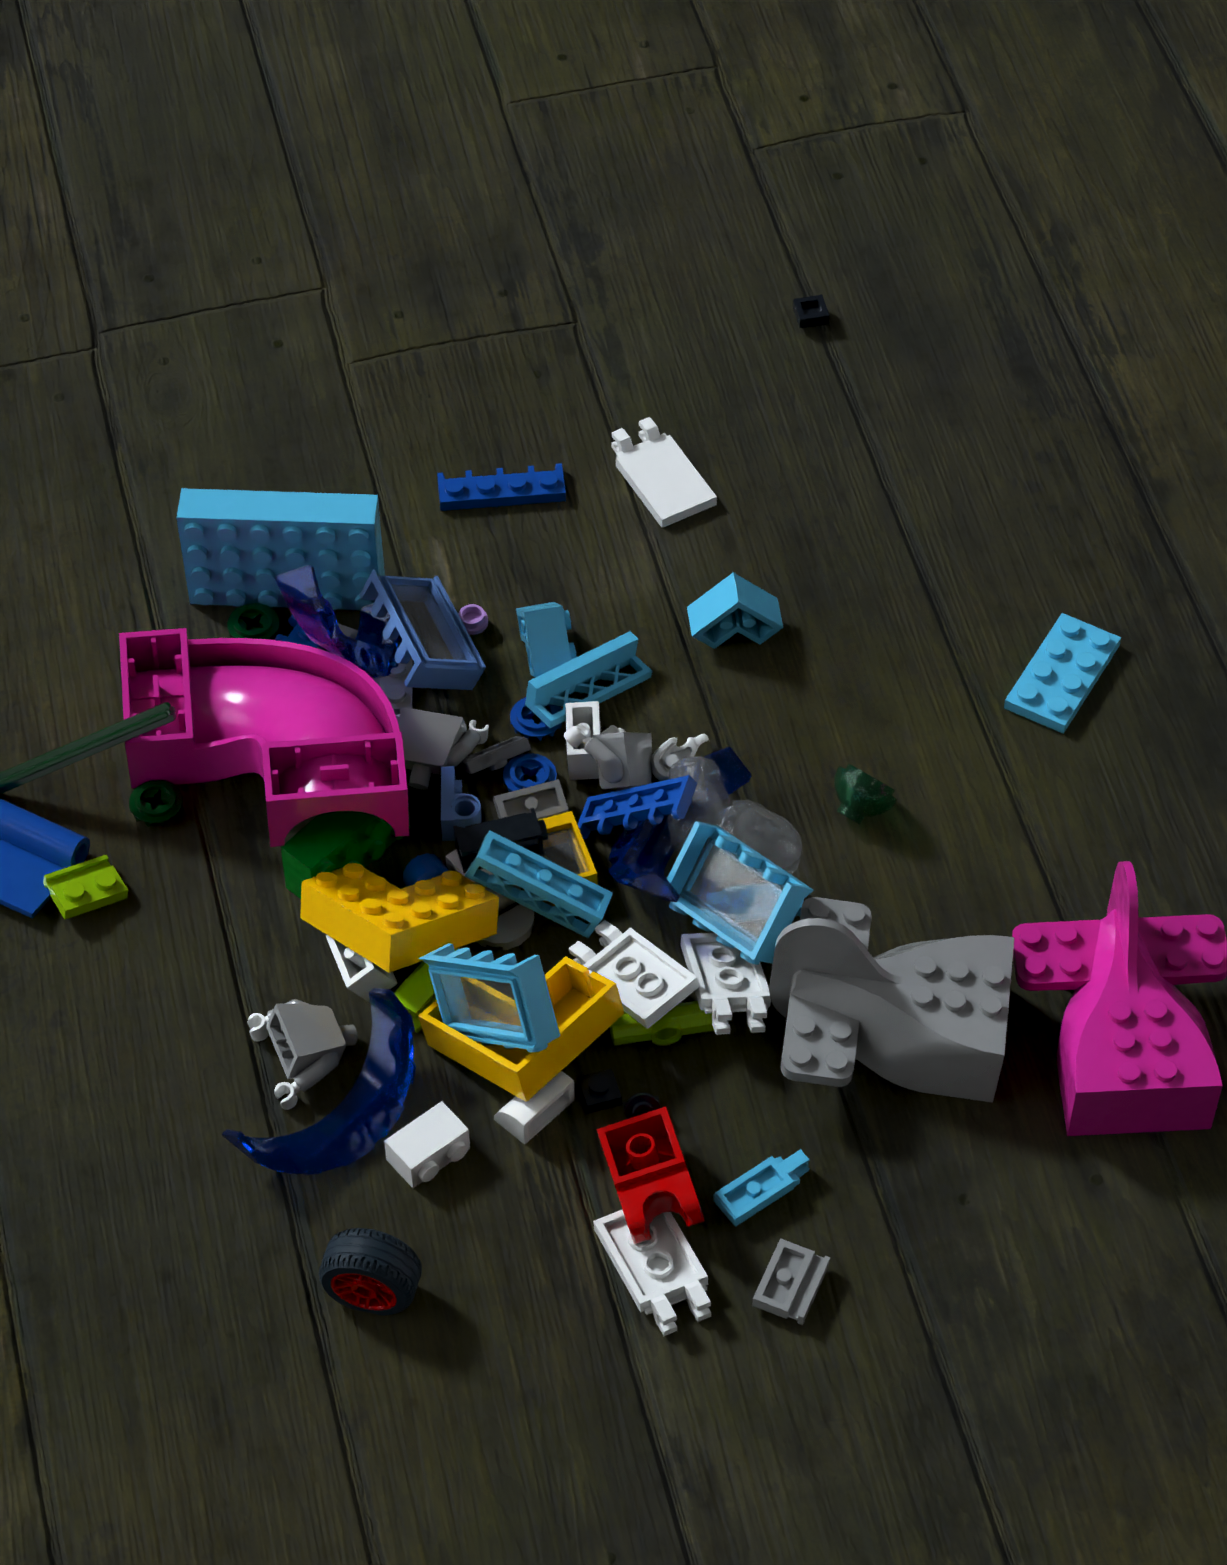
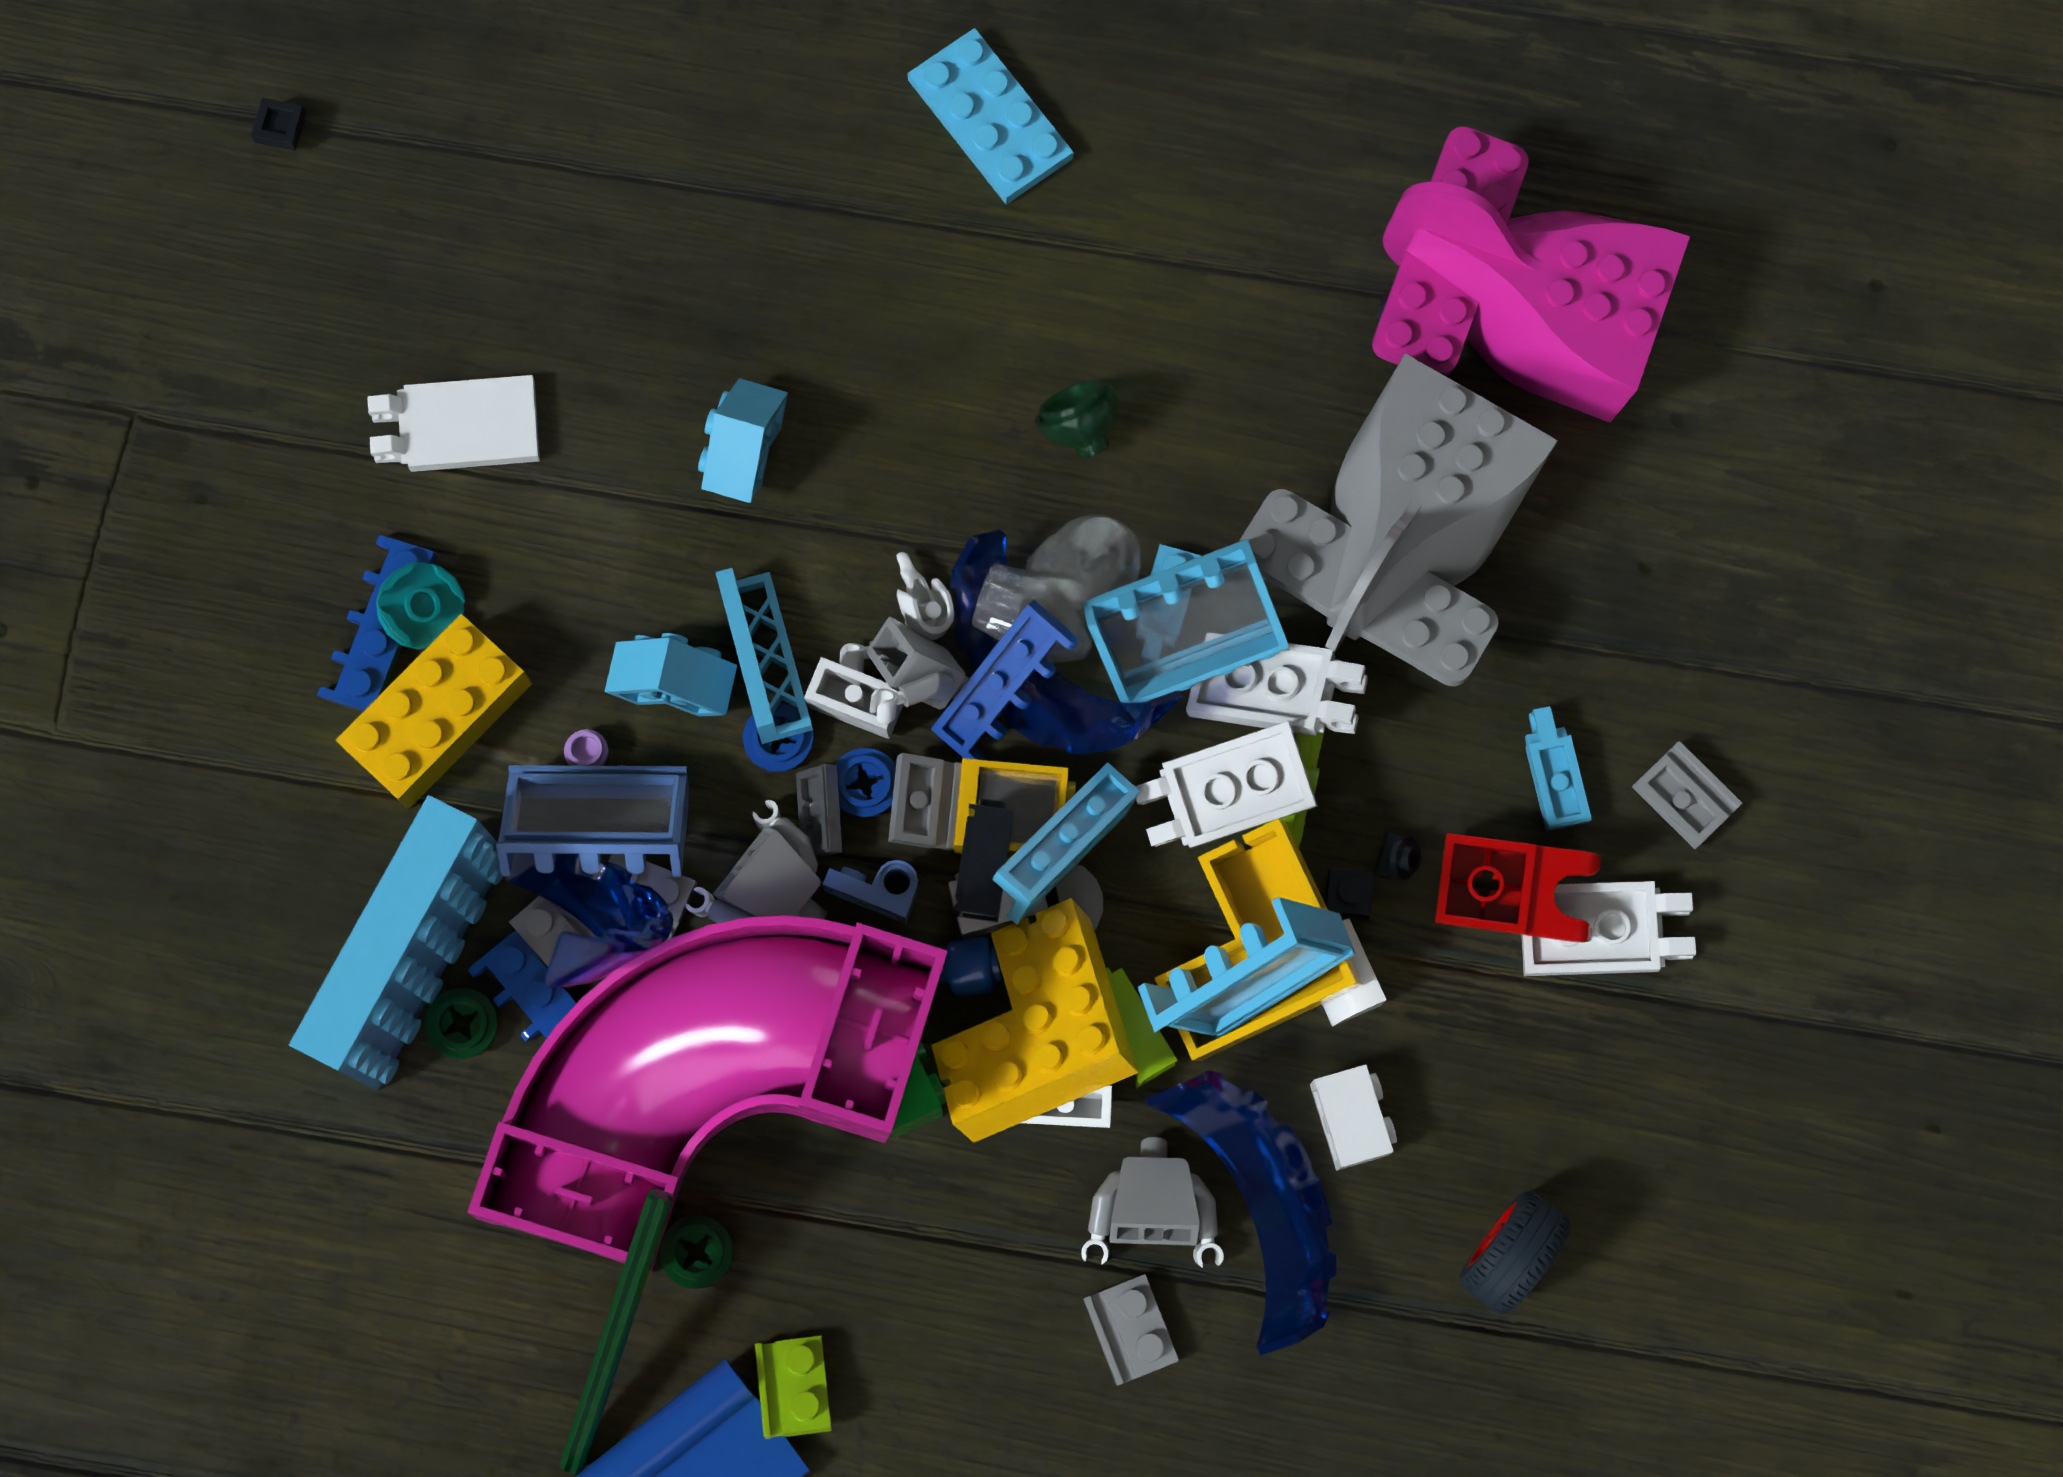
camera: 70 degrees left, 25 degrees up
(210, 1070) = (1131, 1329): none -> light grey plate
(455, 530) = (434, 711): none -> yellow brick
(523, 497) = (418, 604): none -> teal tile

